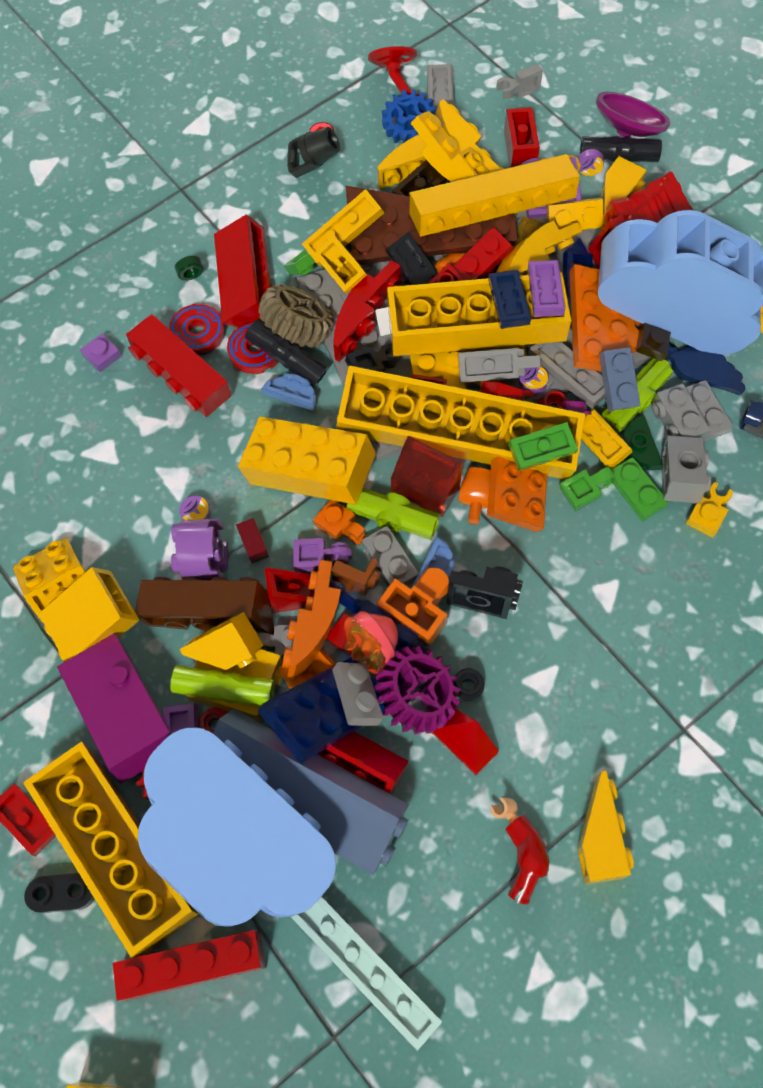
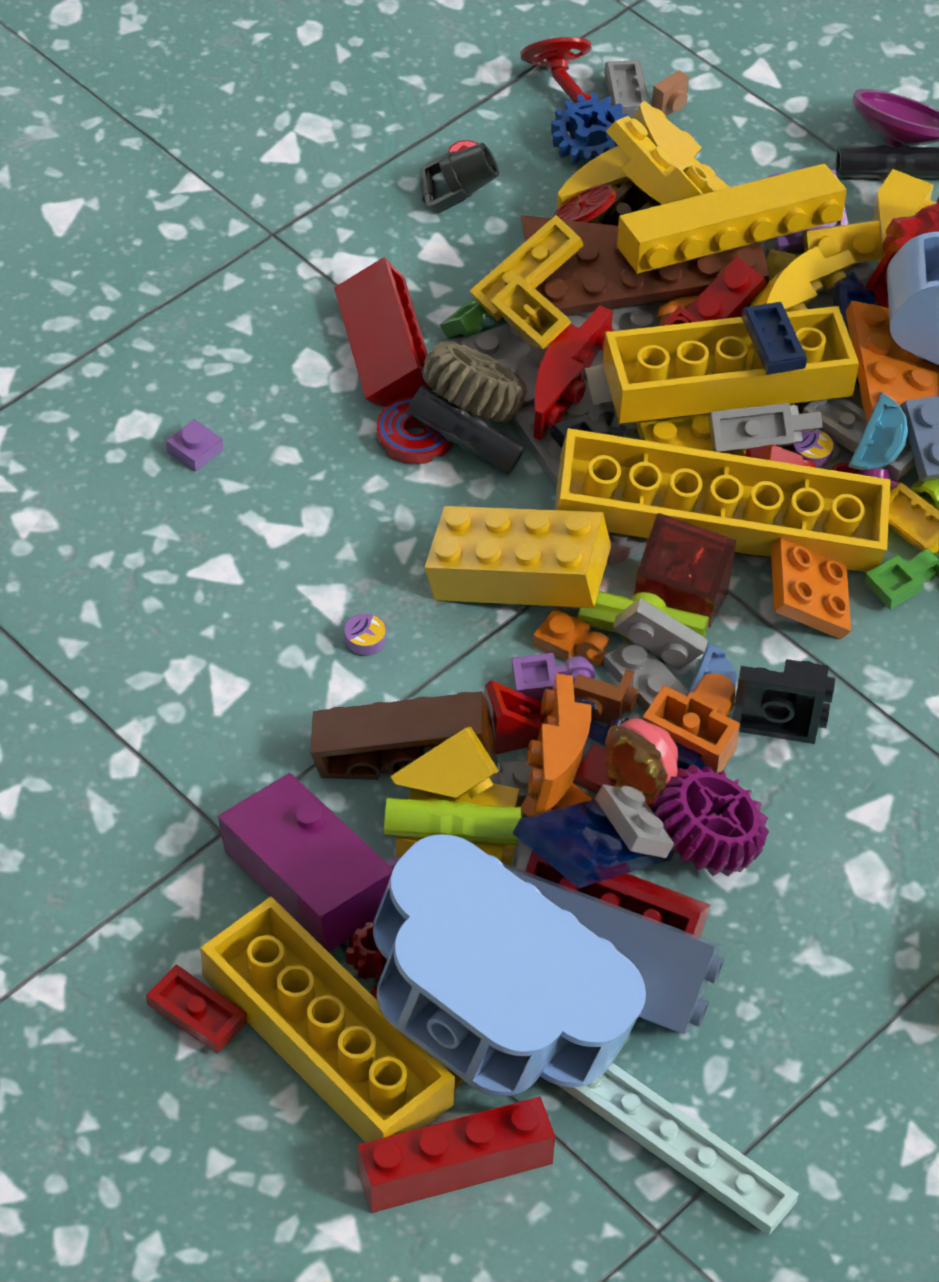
camera: 10 degrees left, 15 degrees down
(48, 574) = (185, 723): yellow bracket -> none
(58, 894) = (260, 1095): black plate -> none
(88, 613) = (244, 753): yellow brick -> none
(178, 365) = (315, 452): red brick -> none
(189, 268) = (305, 332): dark green tile -> none
(194, 316) = (328, 393): red tile -> none
(199, 549) = (385, 666): medium lavender brick -> none
(252, 540) = (452, 664): dark red piece -> none
(292, 390) = (478, 479): medium blue plate -> none
(394, 178) = (587, 204): none -> red wheel
(401, 529) = (660, 634): none -> light grey plate
(413, 262) = (626, 302): black plate -> none
(467, 741) = (783, 883): red slope -> none
(469, 91) = (671, 93): none -> nougat plate
(469, 675) = (782, 810): black plate -> none
(475, 492) = (752, 590): orange piece -> none
(520, 136) = (752, 146): red brick -> none
(525, 82) = (747, 82): light grey plate -> none
(531, 850) = (885, 997): red arm -> none
(543, 446) = (840, 518): bright green plate -> none
(546, 288) = (821, 323): medium lavender plate -> none
(584, 377) = (882, 437): none -> medium azure plate
(591, 162) = (856, 179): tile -> none

